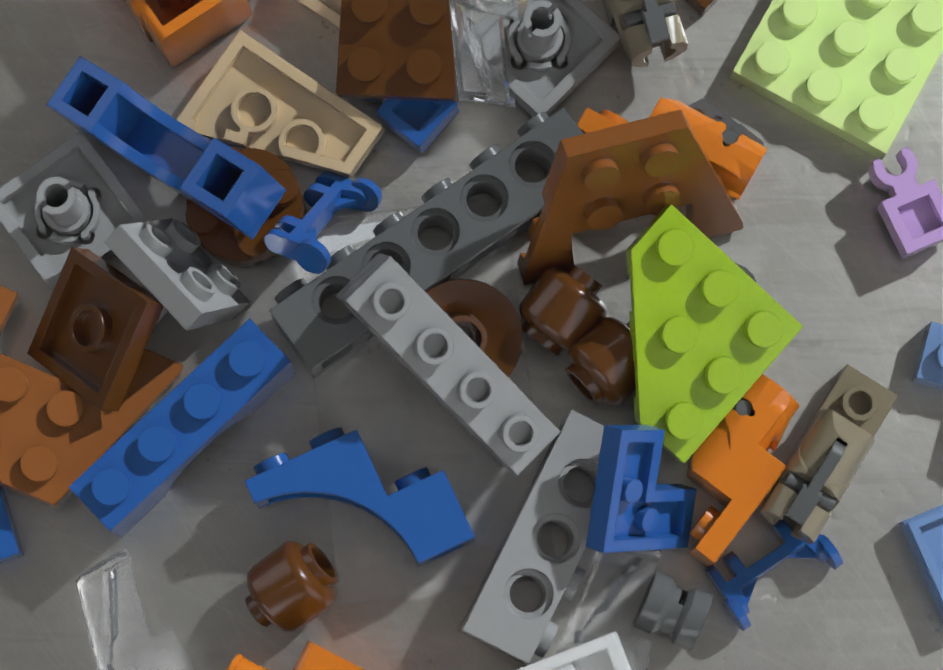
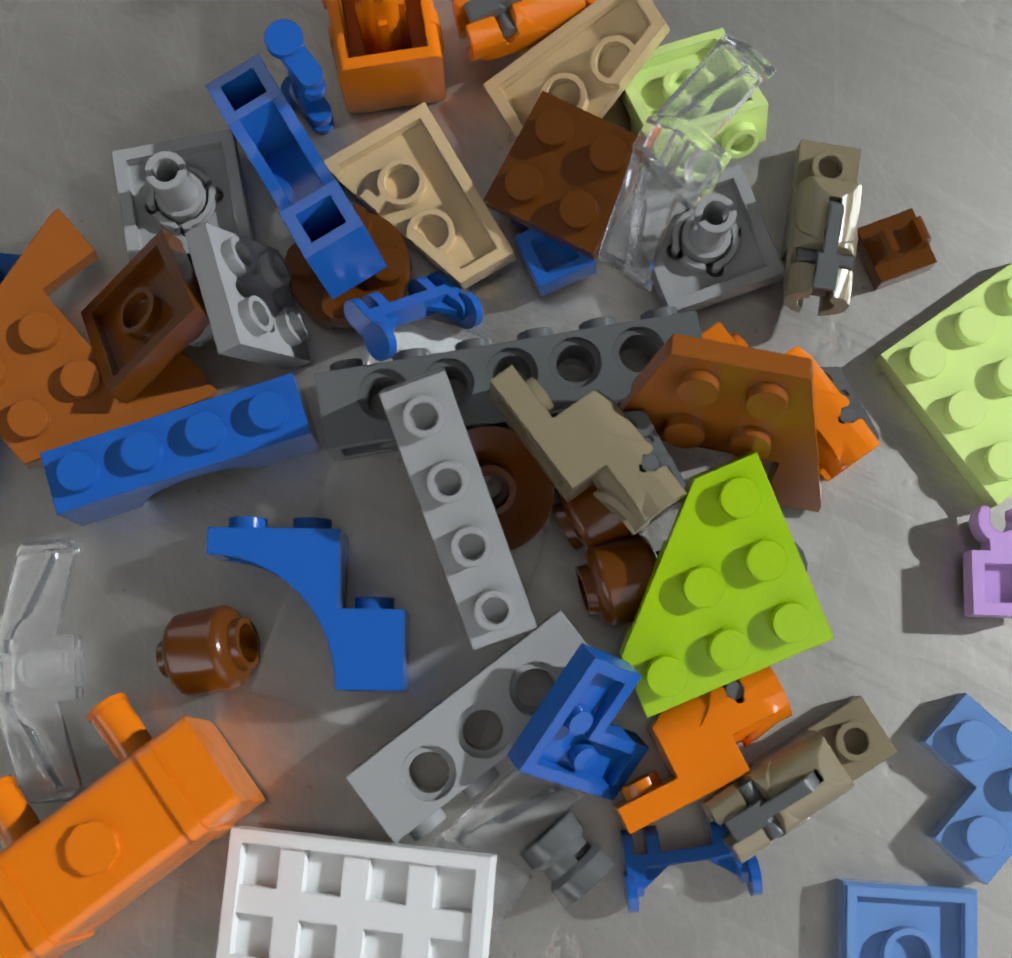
camera: 30 degrees right, 0 degrees up
(125, 57) = (305, 80): none -> blue piece
(533, 261) = (593, 446): none -> dark tan plate

